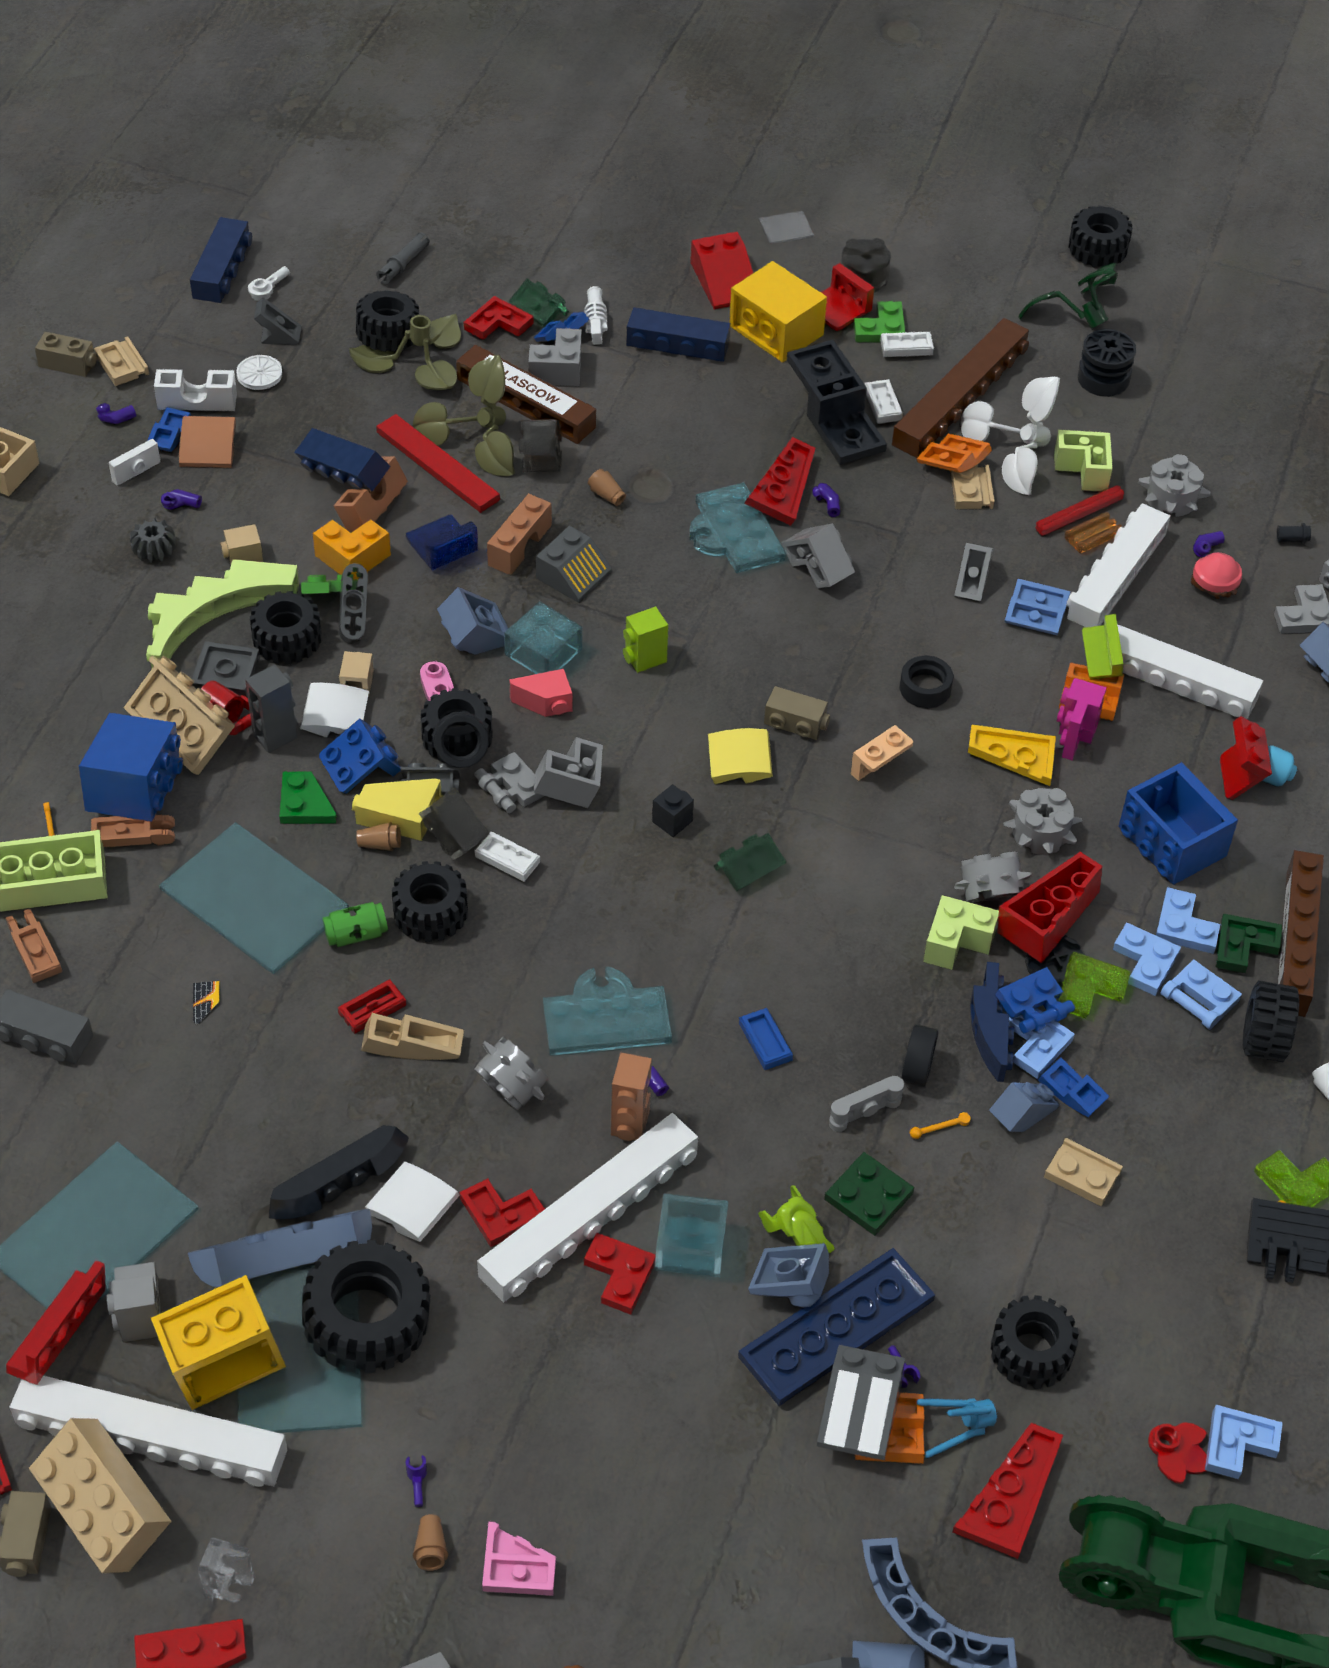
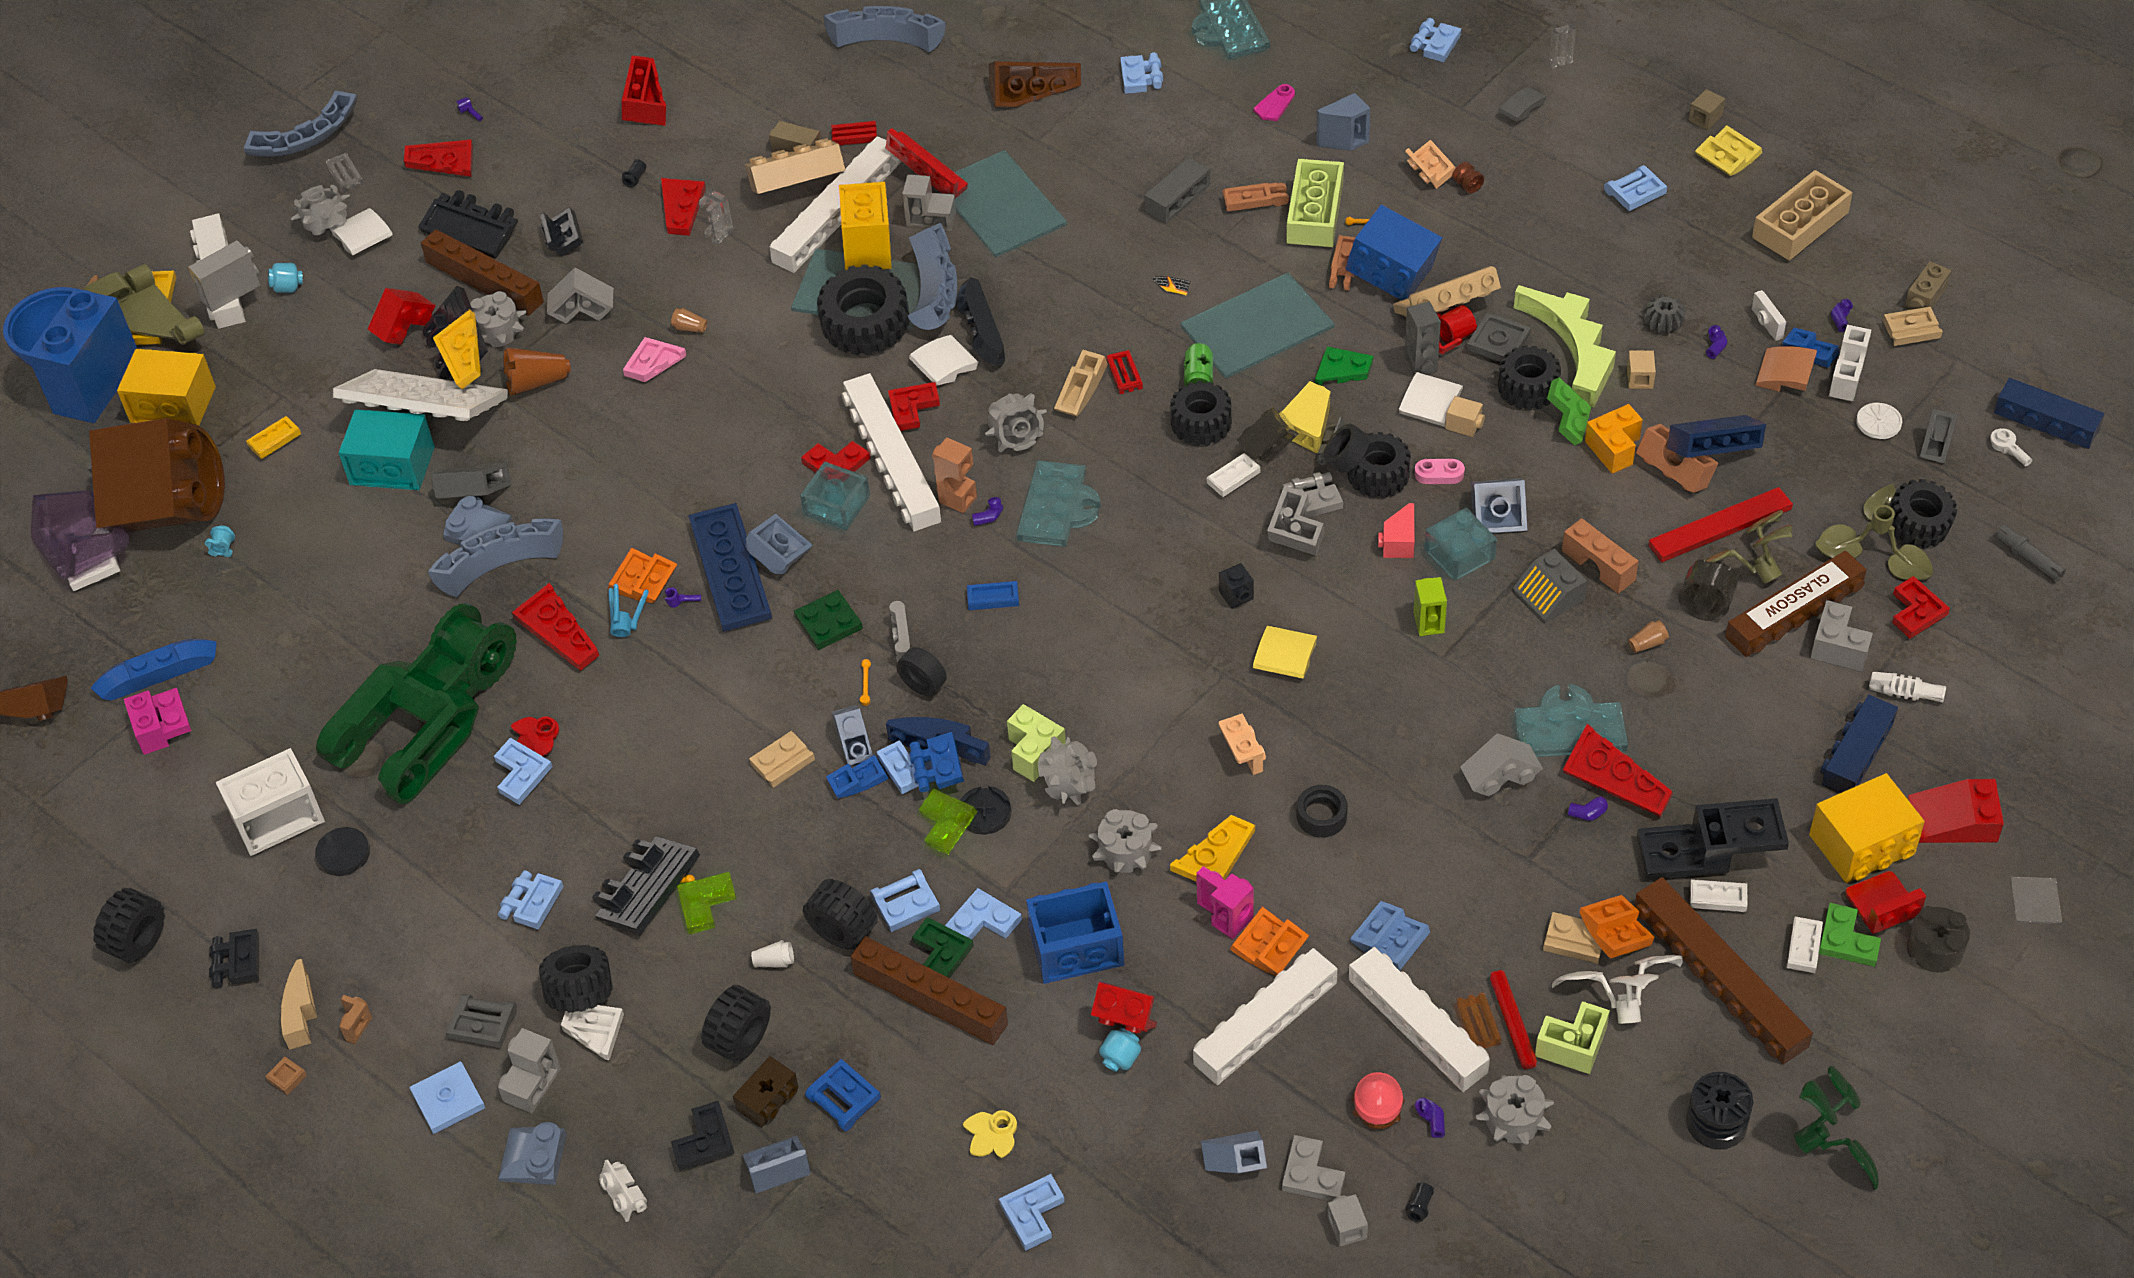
camera: 115 degrees right, 0 degrees up
(346, 583) = (1550, 427): dark grey beam -> none
(357, 754) = (1373, 405): blue bracket -> none
(381, 837) = (1282, 398): medium nougat cone -> none
(416, 1474) = (743, 326): dark purple hand -> none
(443, 541) = (1610, 504): clear blue bracket -> none
(538, 302) = (1935, 646): clear green bracket -> none
(574, 321) = (1887, 651): blue slope -> none
(750, 862) = (1165, 625): clear green bracket -> none
(796, 713) = (1316, 701): dark tan brick -> none
(797, 1221) = (816, 556): lime hair -> none
(861, 1402) = (657, 550): slope -> none
(974, 571) = (1452, 893): light grey slope -> none
(1031, 1365) = (658, 684): black tyre -> none
(1050, 906) = (1023, 804): red wedge -> none
(1100, 236) = (1943, 1210): black tyre -> none
(1103, 649) = (1296, 948): lime panel -> none
(1153, 955) = (958, 882): light blue plate -> none

